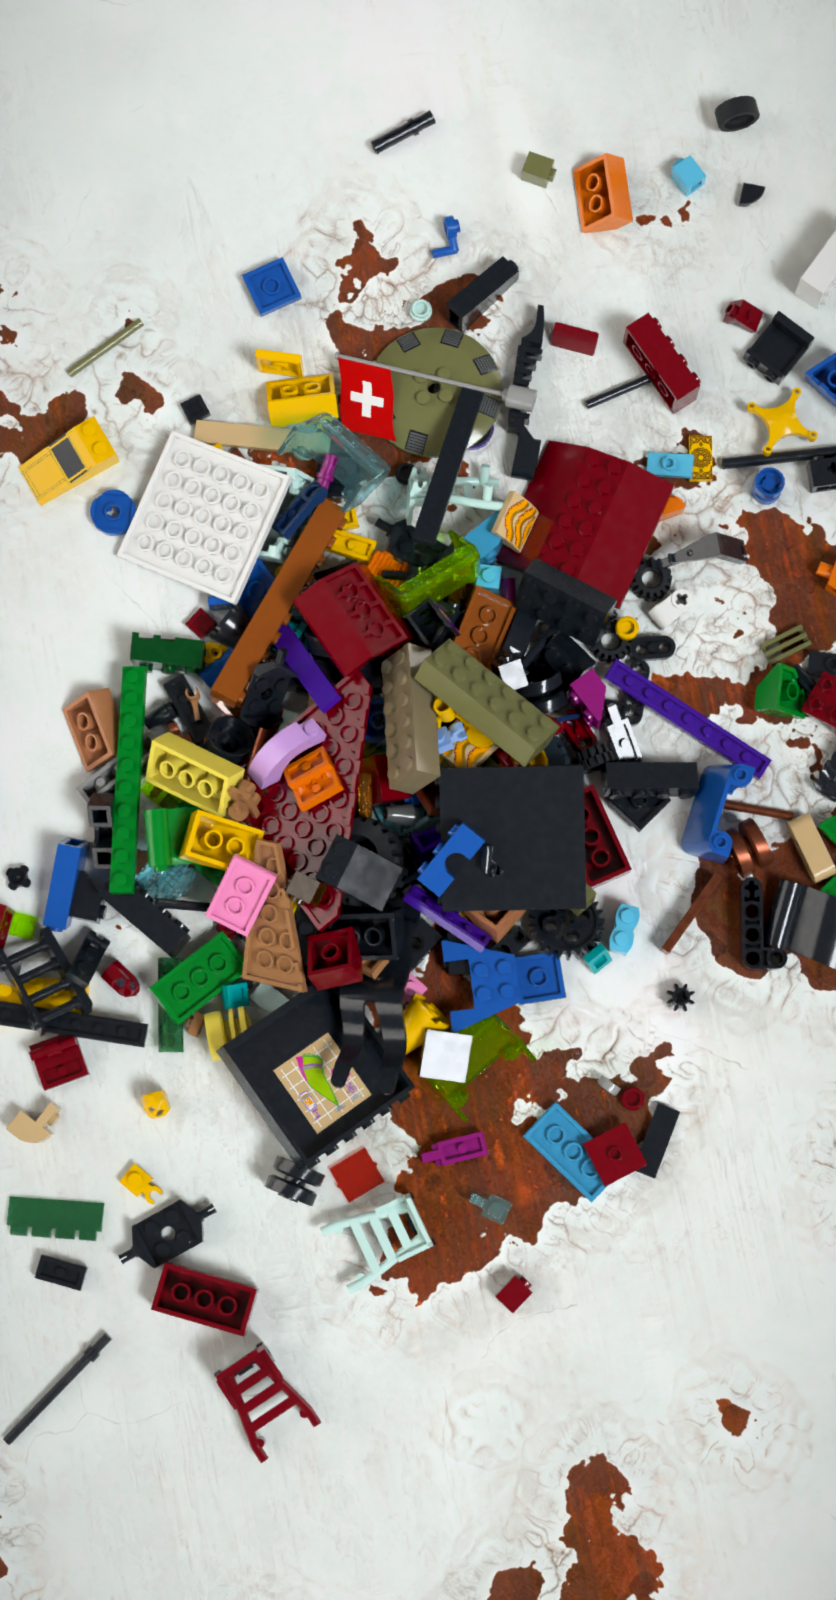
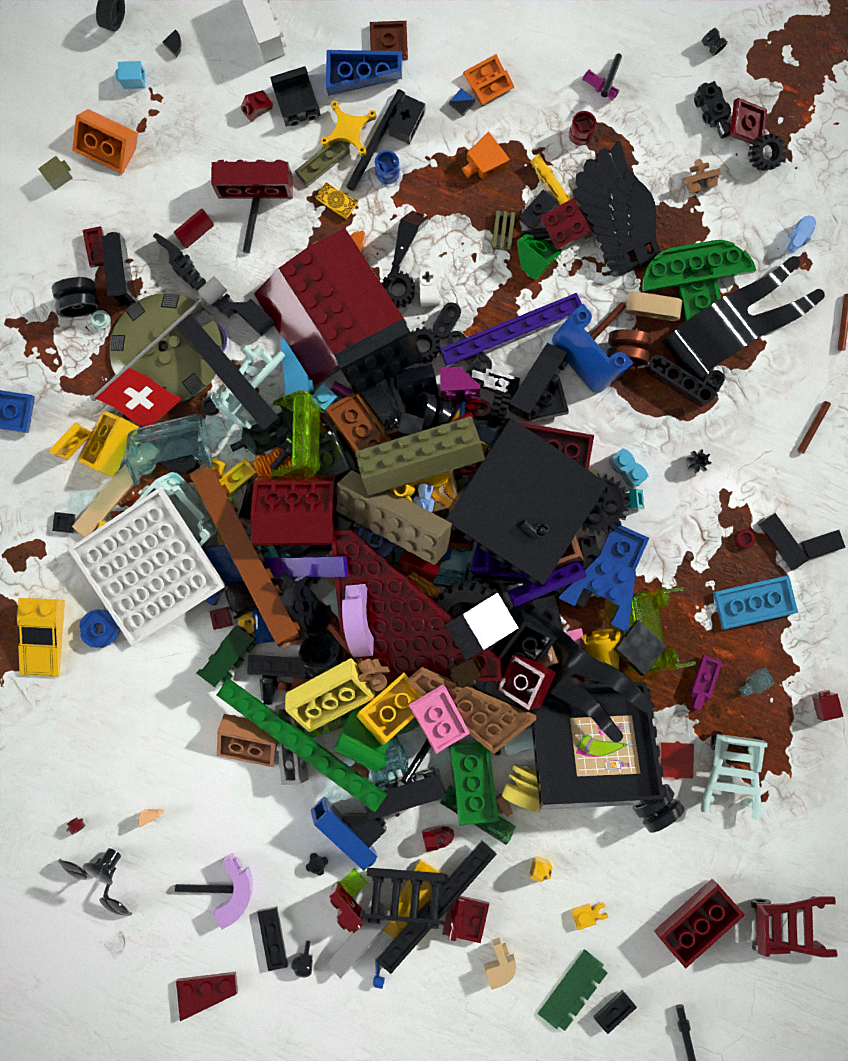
camera: 60 degrees left, 5 degrees up
(87, 959) = (409, 855): black plate -> none
(101, 816) = (314, 782): black arch -> none
(148, 1237) = (637, 935): black plate -> none
(194, 703) = (275, 660): medium nougat hand -> none
(235, 995) = (501, 765): teal tile -> none
(300, 509) = (187, 496): dark blue hinge -> none
(313, 779) = (390, 614): orange slope -> none
(327, 469) = (174, 463): magenta pin -> none
(402, 814) = (452, 567): dark grey cone -> none
(416, 620) = (322, 466): black piece -> none
(425, 272) = (75, 297): none -> black wheel
(451, 229) = (55, 259): blue plate -> none
(463, 841) = (507, 539): blue arch -> none
(490, 254) = (94, 246): none -> dark red plate
(515, 521) = (297, 352): slope -> none
(608, 1085) = (727, 548): light grey tile -> none
(614, 1154) = (777, 575): dark red plate -> none
(626, 628) = (423, 327): yellow tile -> none
(670, 465) = (327, 222): medium azure plate -> none
(681, 1184) = (823, 544): none -> black tile
(691, 913) = (646, 415): copper tile -> none
(730, 418) = (322, 162): none -> olive tile
(798, 1096) = (814, 426): none -> copper bar

